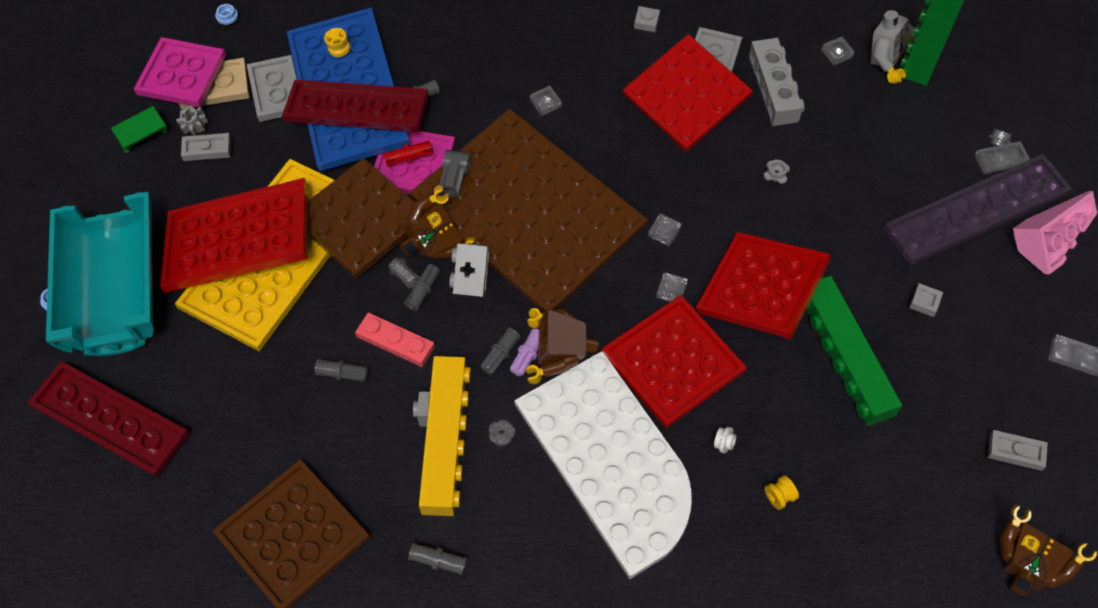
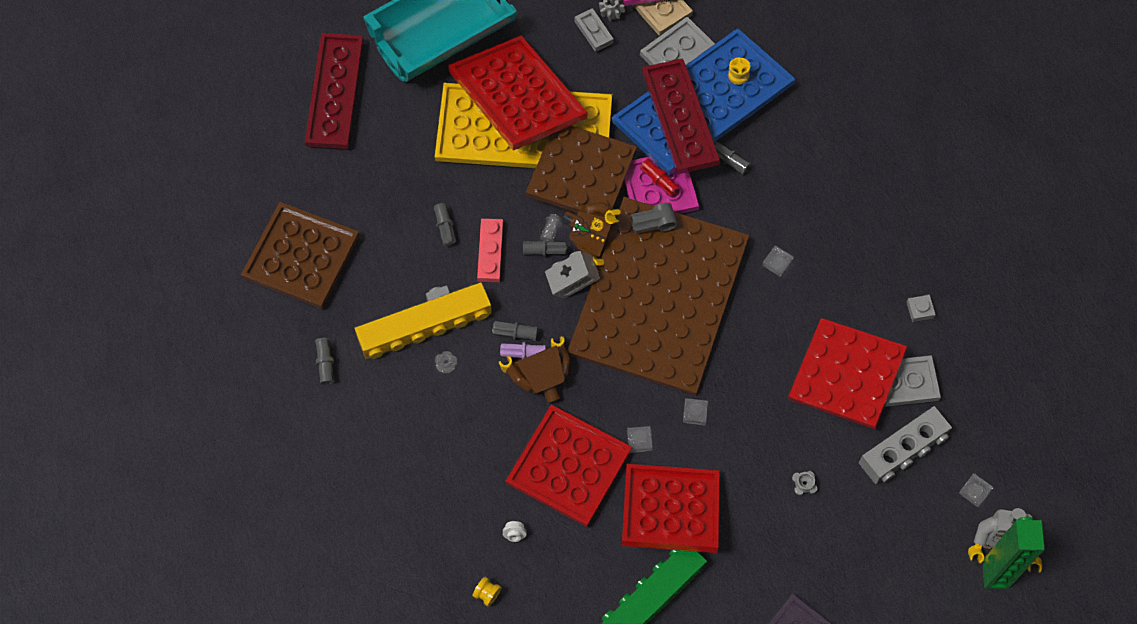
camera: 65 degrees right, 5 degrees up
(612, 461) = (461, 453): white plate -> none

